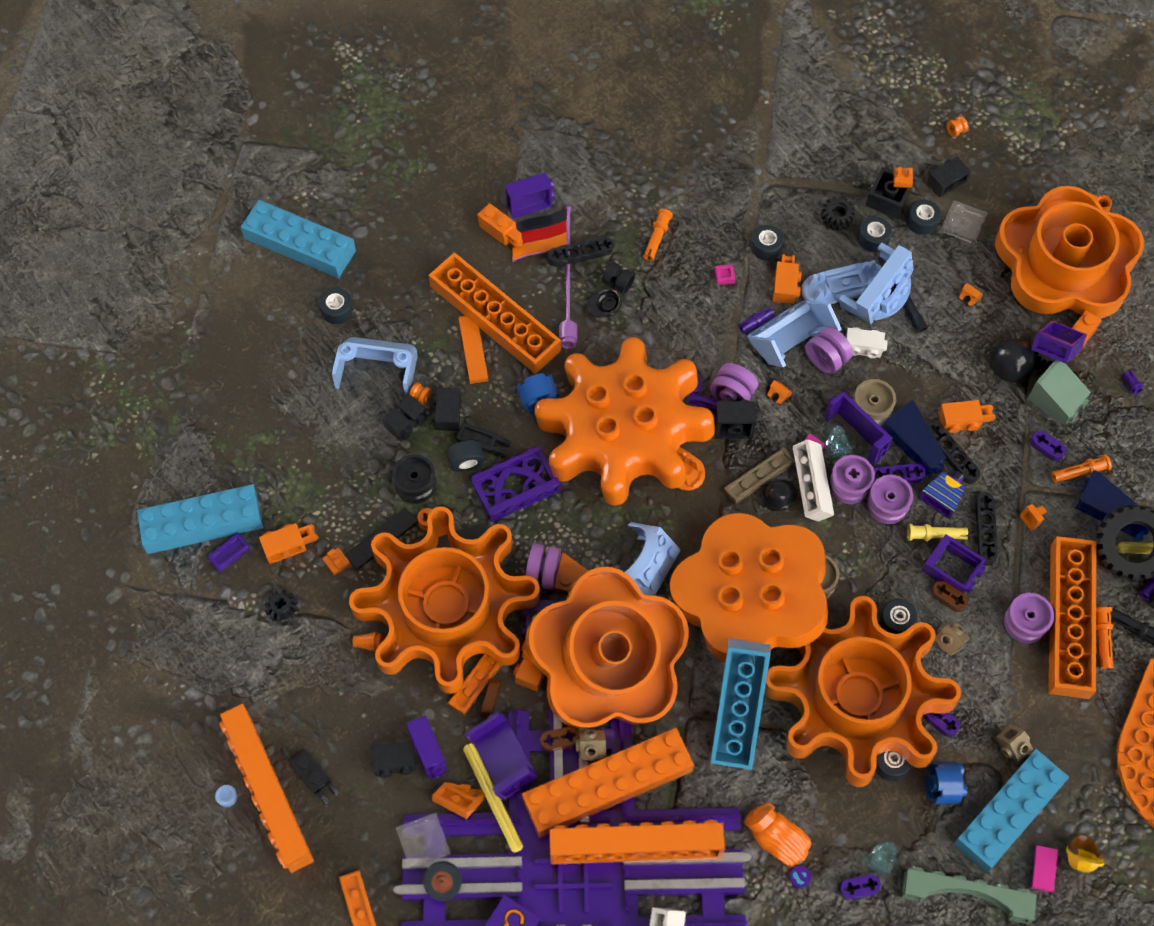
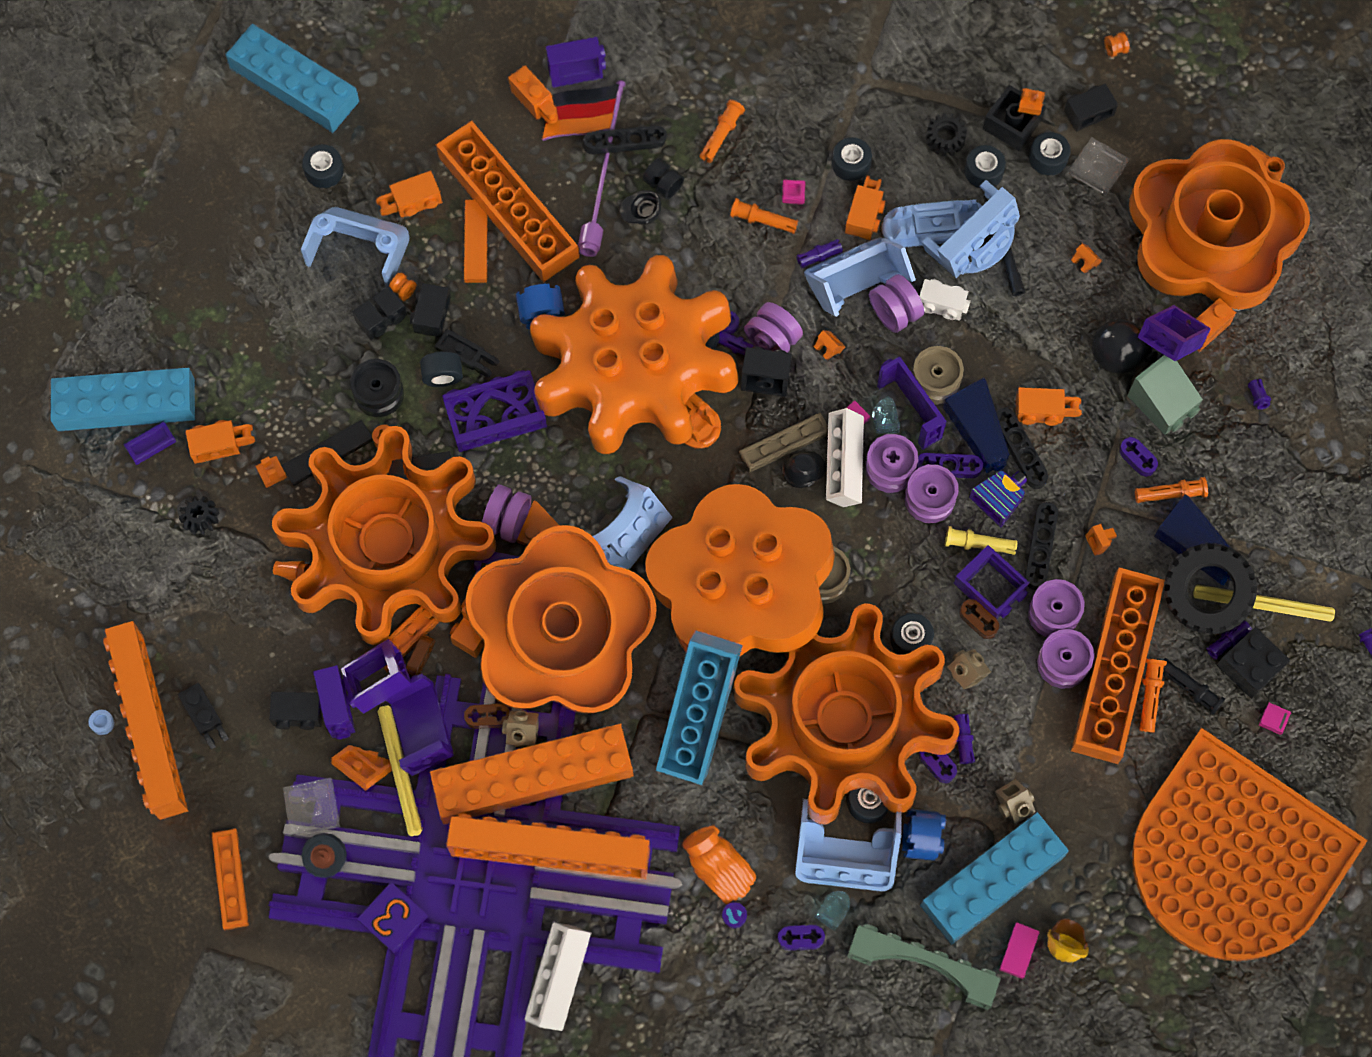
camera: 10 degrees right, 5 degrees up
(413, 319) = (411, 196): none -> orange brick
(450, 710) = (369, 663): none -> dark purple window
(696, 296) = (753, 213): none -> orange pin
(886, 816) = (847, 861): none -> light blue windscreen
(962, 706) = (964, 739): none -> dark purple pin
(1011, 577) = (1052, 596): none -> medium lavender wheel

